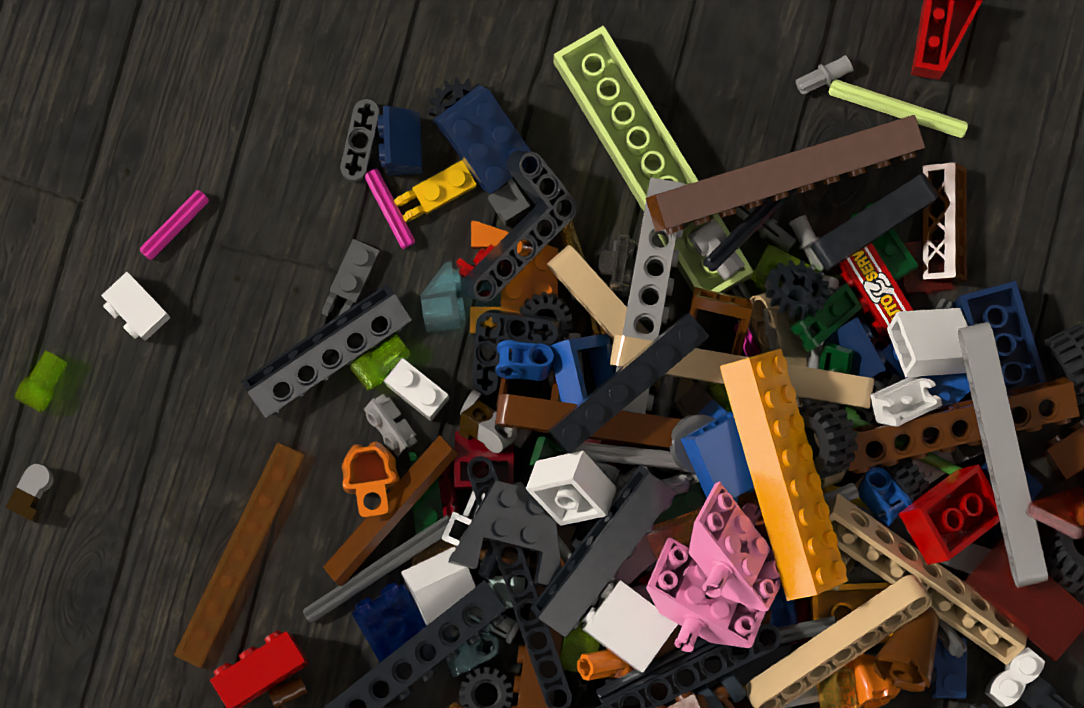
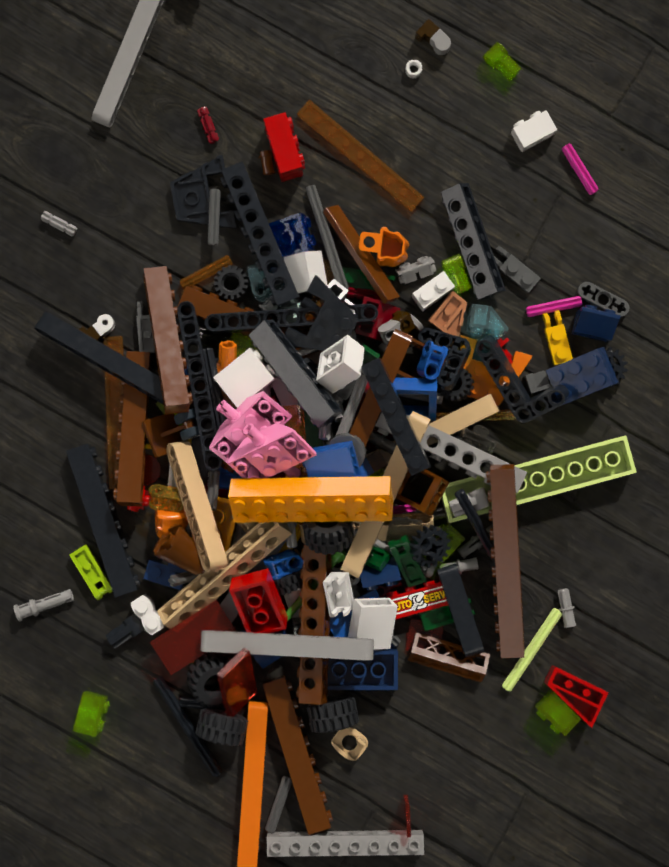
camera: 100 degrees right, 5 degrees up
(76, 511) = (416, 63): none -> white axle
(444, 356) = (449, 314): none -> nougat wing
(978, 47) = (557, 712): none -> clear neon green brick

